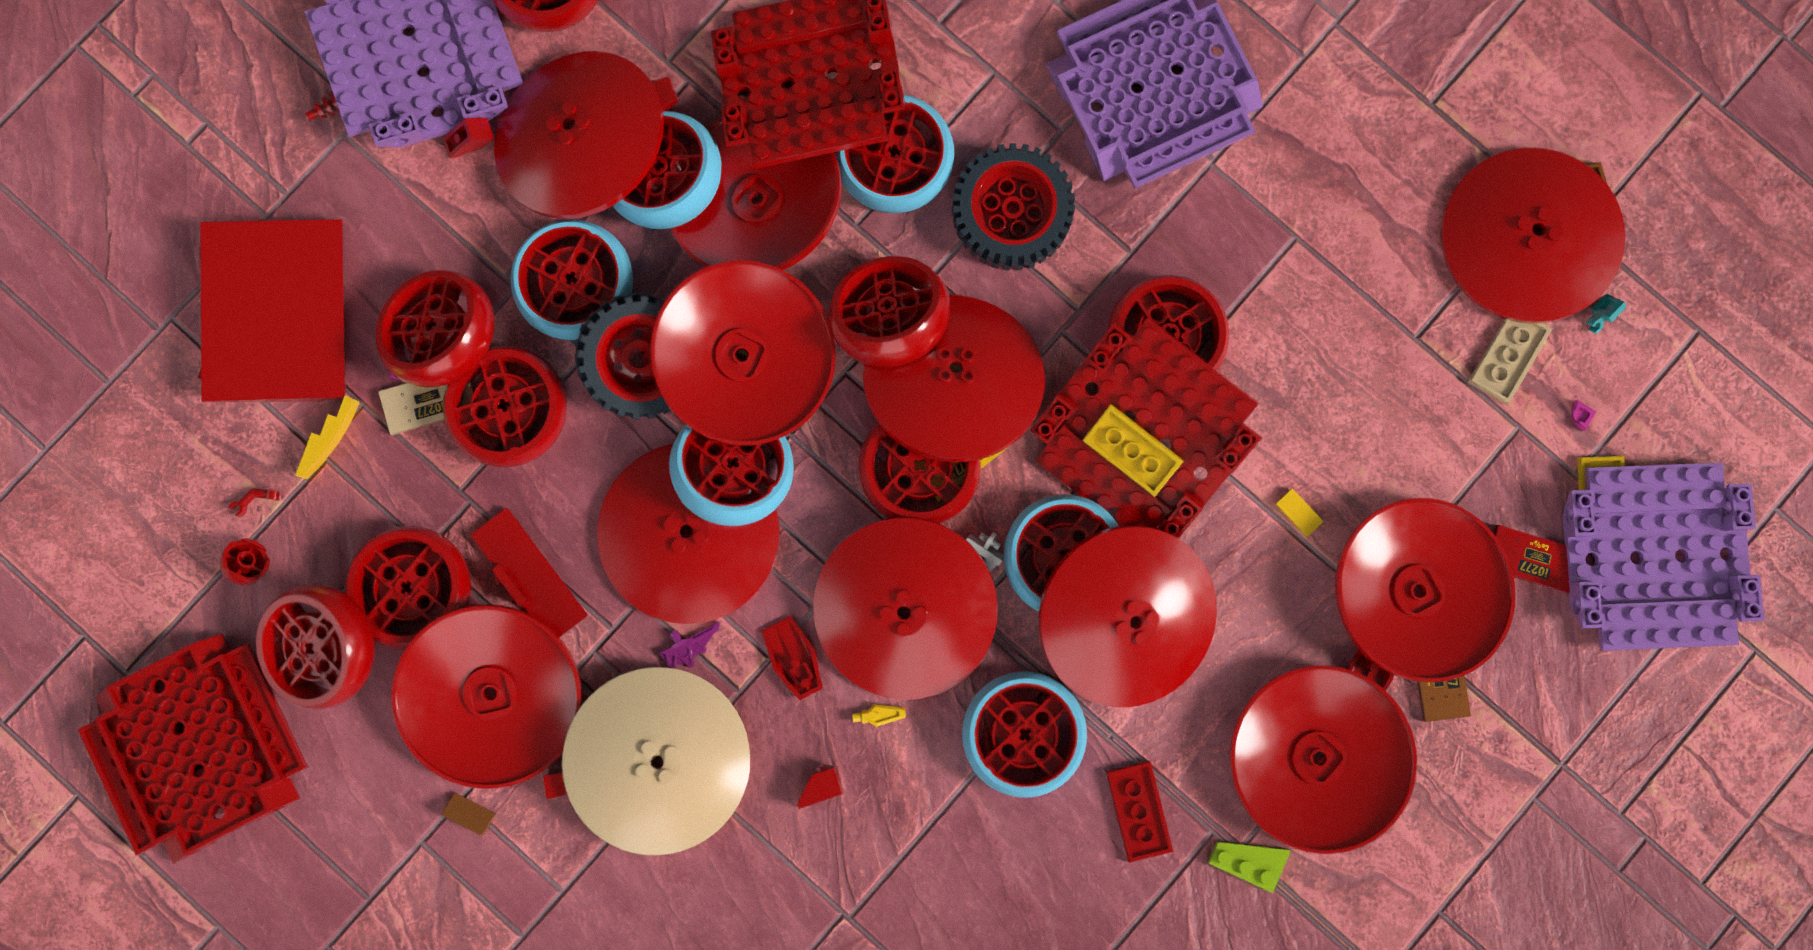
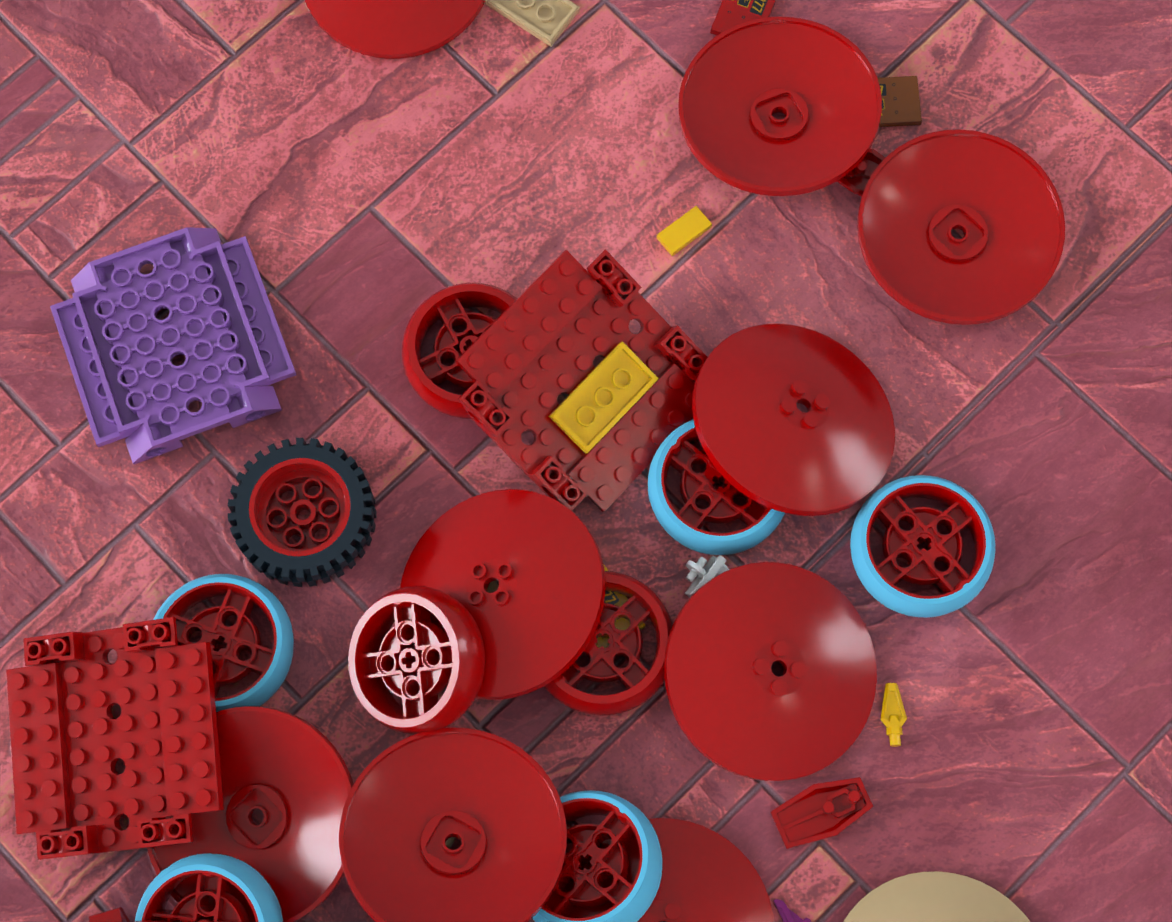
camera: 80 degrees left, 10 degrees down
(821, 786) = (977, 788): red slope -> none
(1139, 811) = (1012, 429): red tile -> none
(1251, 863) = (1071, 314): lime wing -> none

